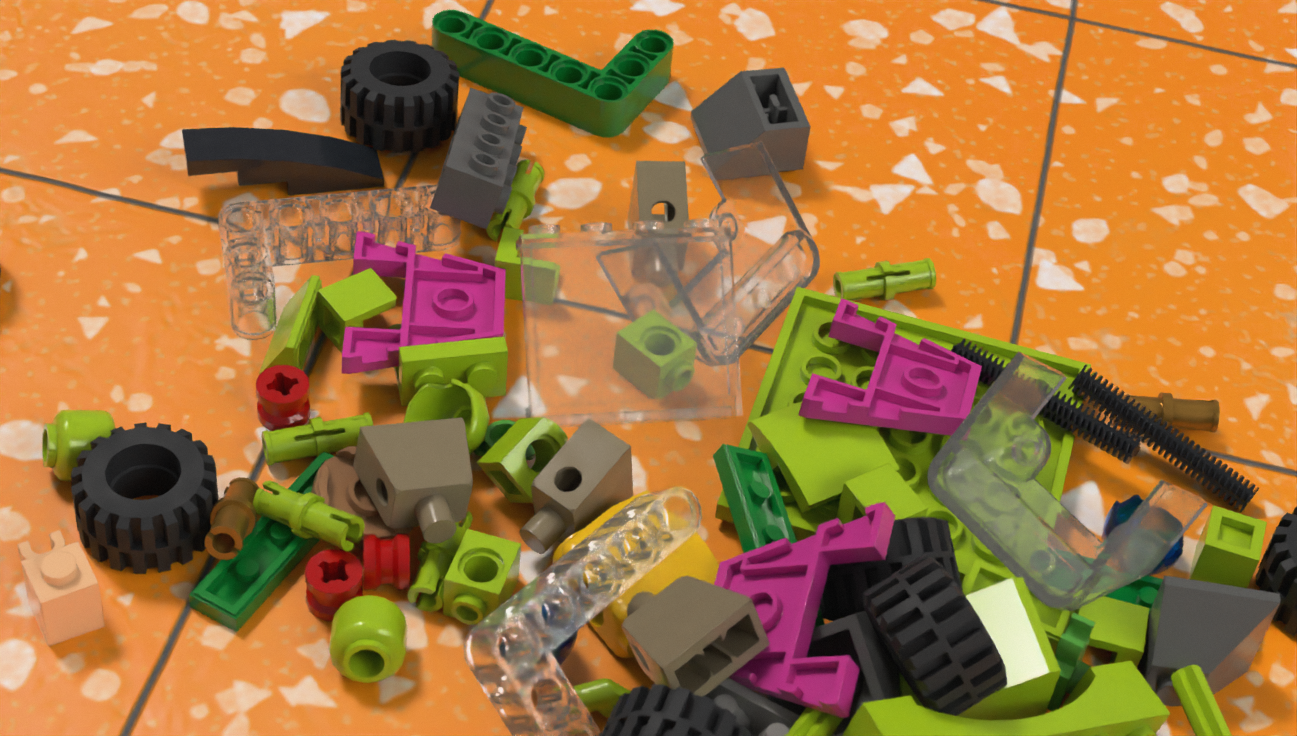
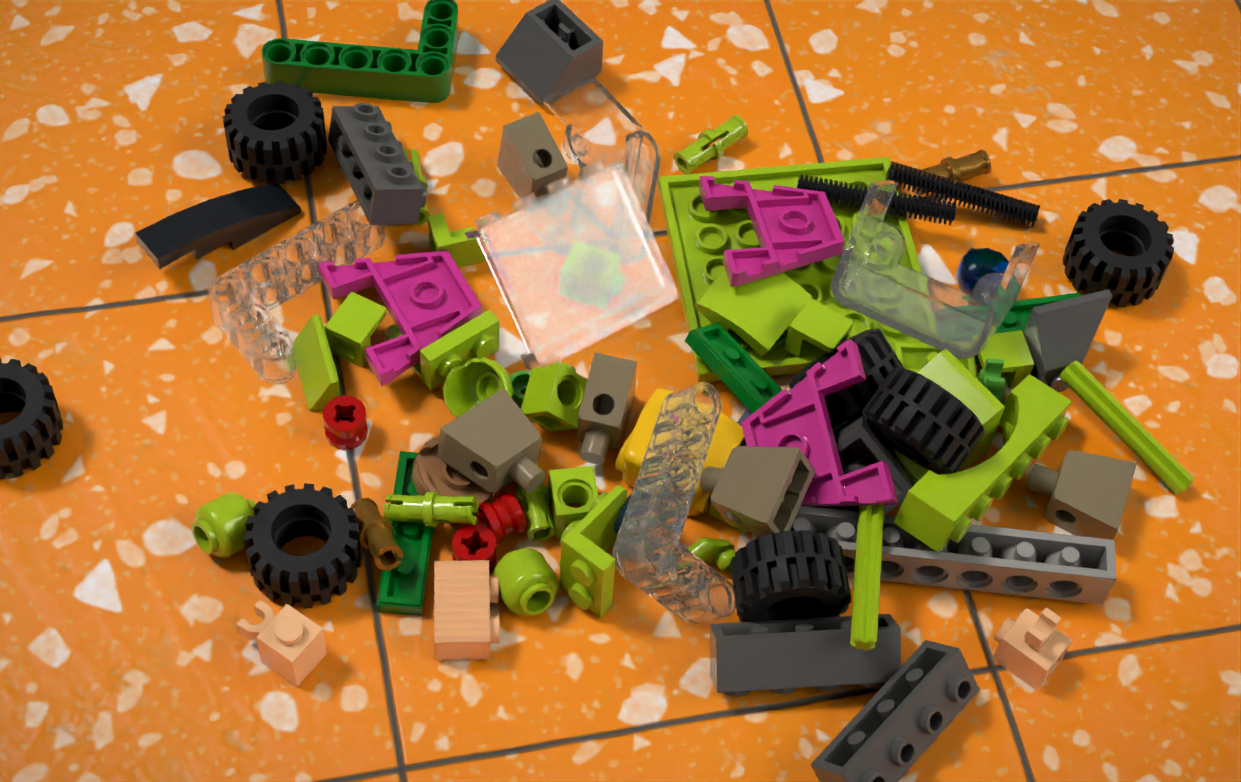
camera: 25 degrees left, 10 degrees up
(276, 640) = (463, 610): none -> light nougat brick
(313, 438) = (368, 458): lime pin -> none
(441, 626) = (584, 564): none -> lime bracket
(1228, 548) = (1050, 266): lime panel -> none

